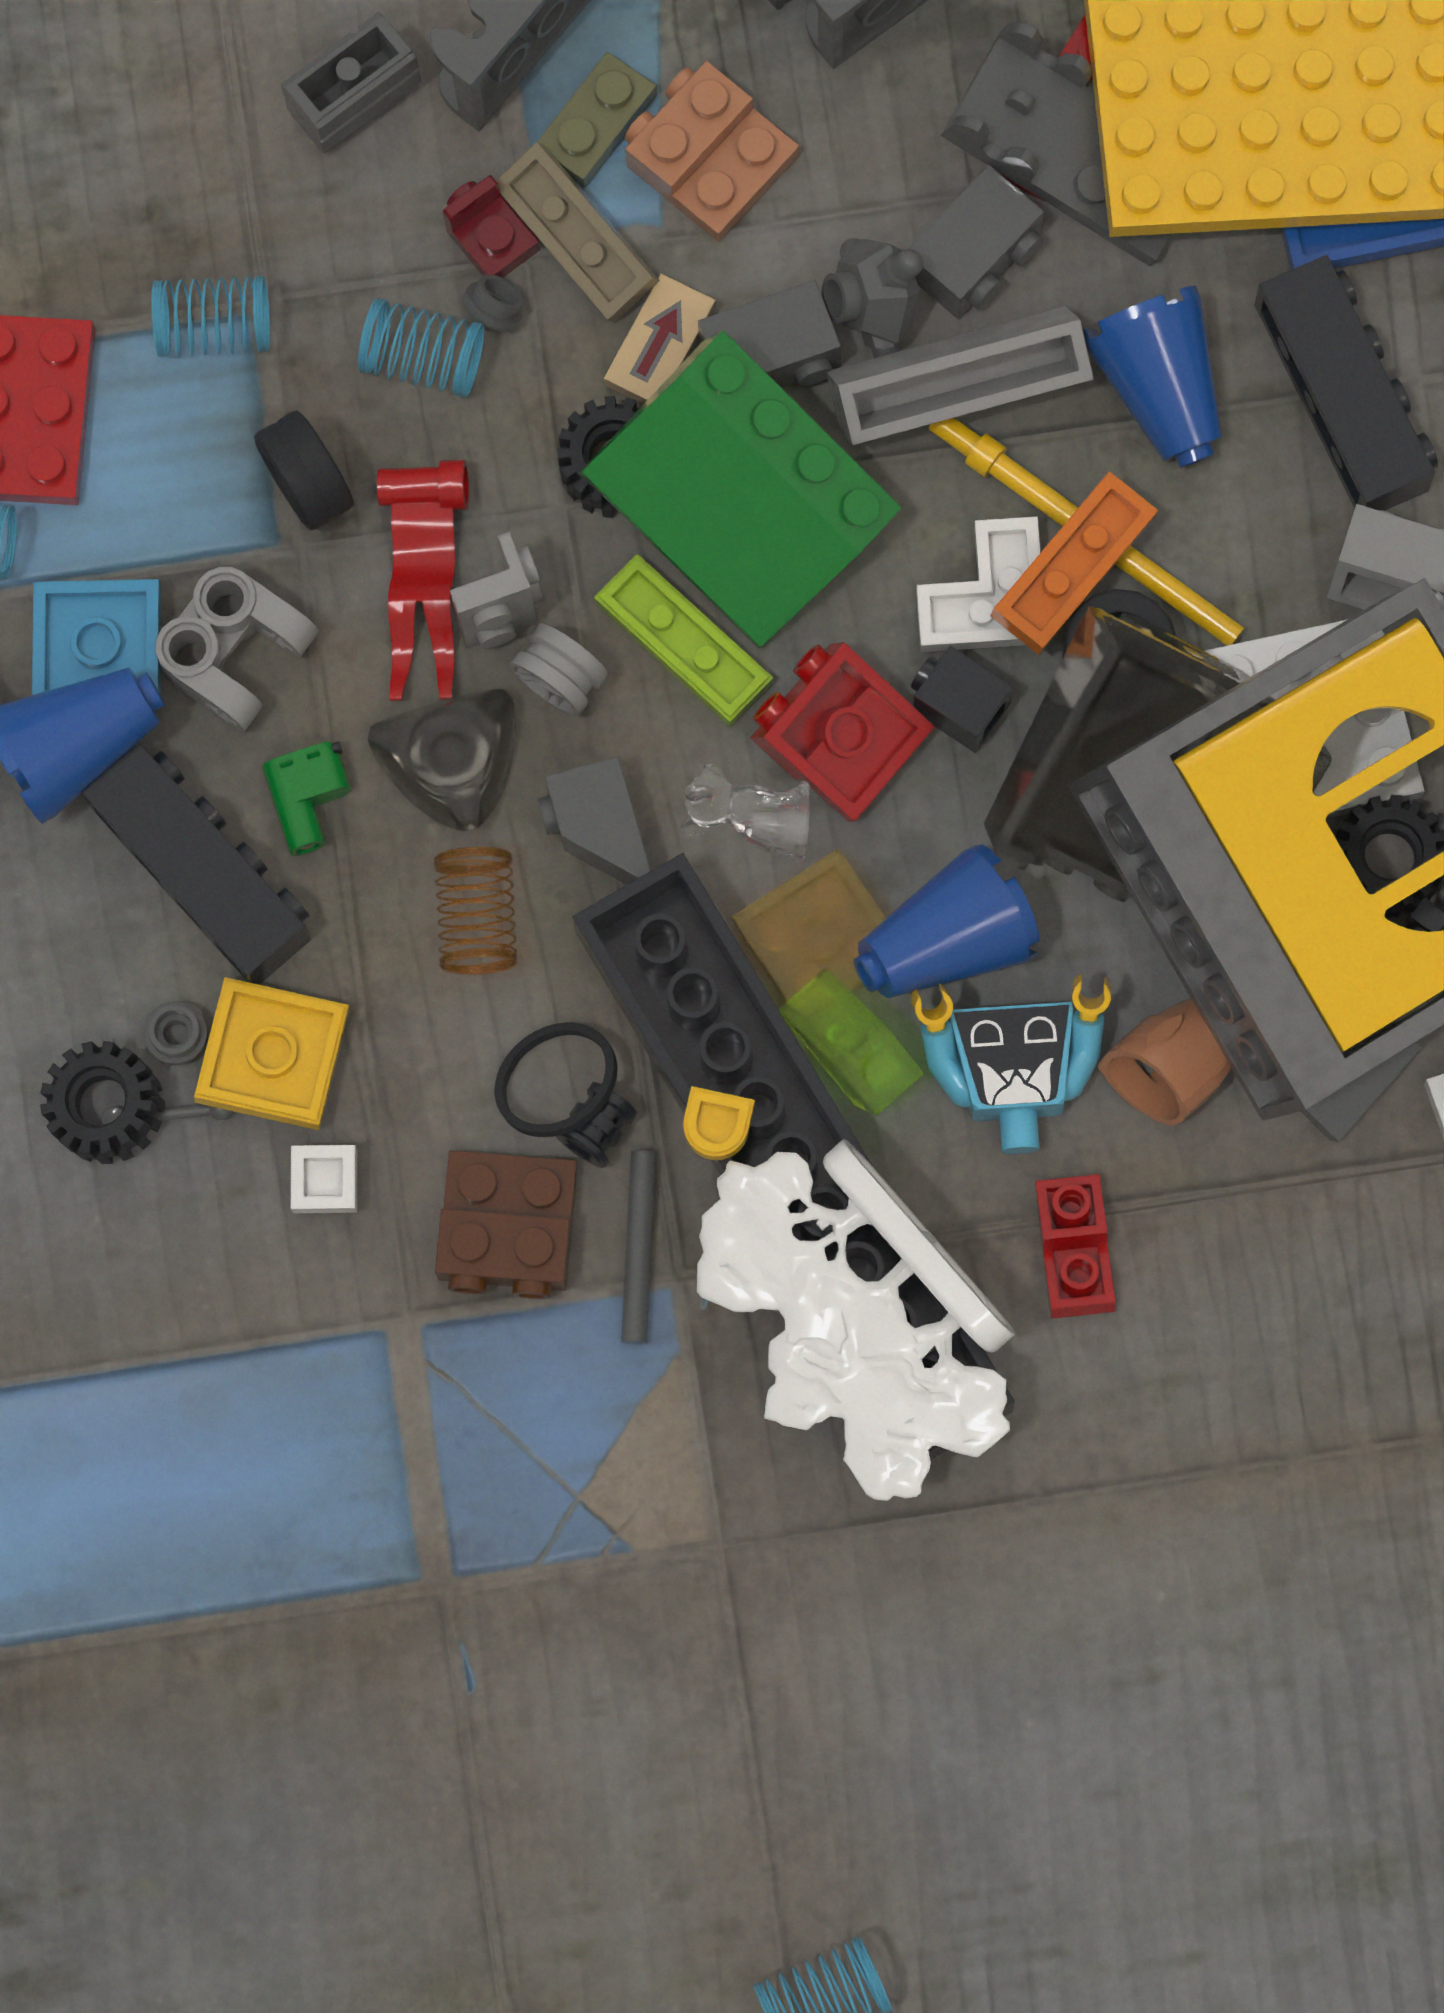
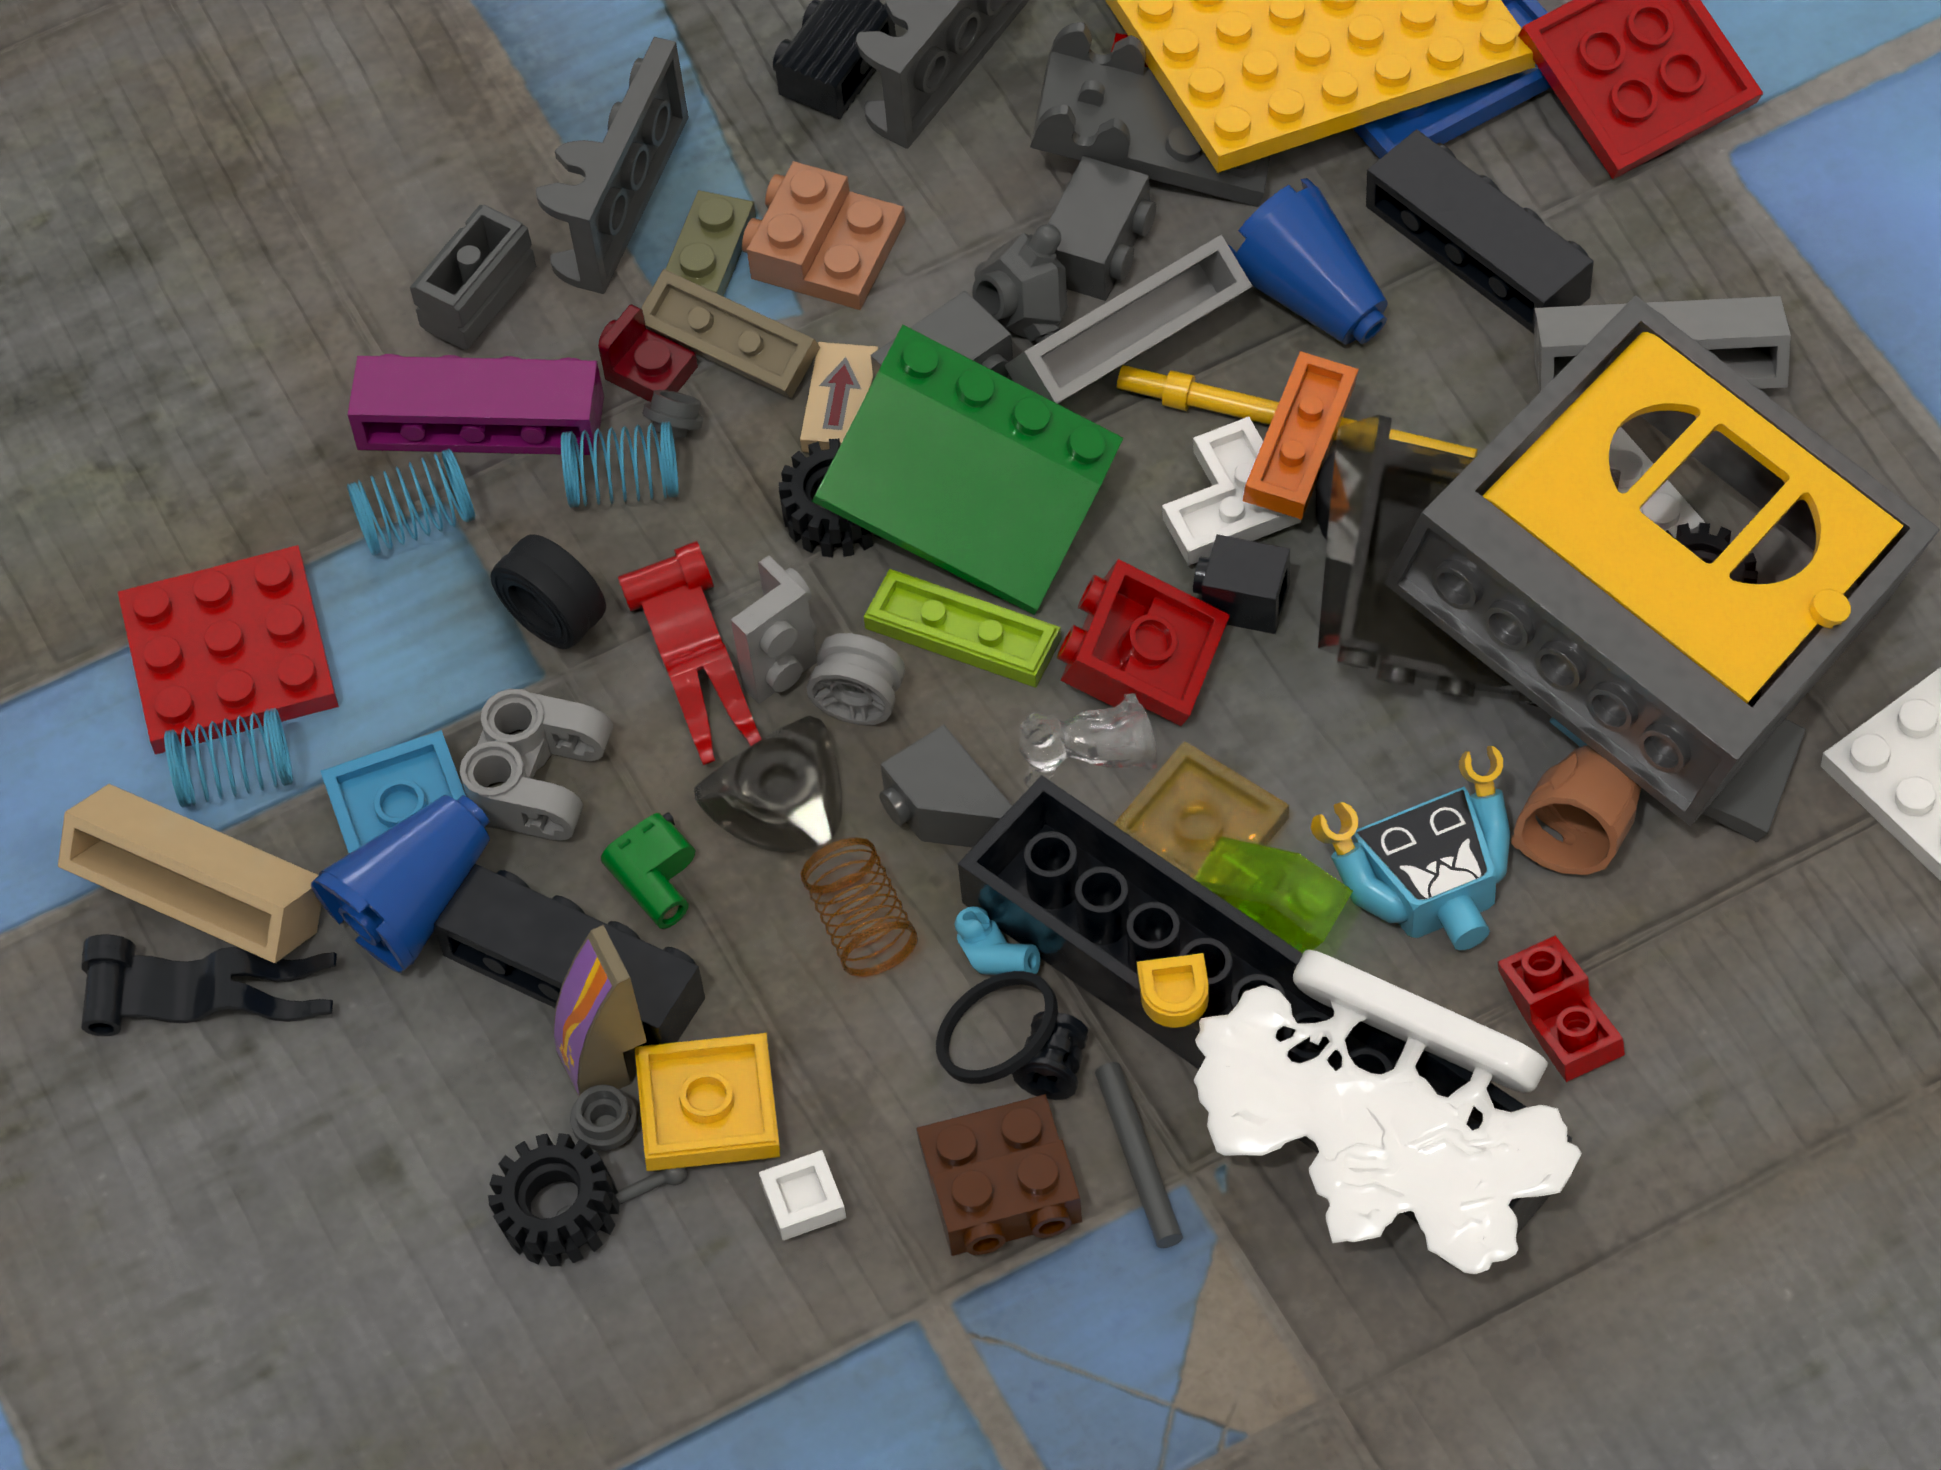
camera: 20 degrees left, 20 degrees down
(193, 952) = (597, 1016): none -> slope
(309, 224) = (474, 404): none -> magenta brick
(581, 992) = (988, 948): none -> medium azure arm
(950, 929) = (1330, 751): blue cone -> none

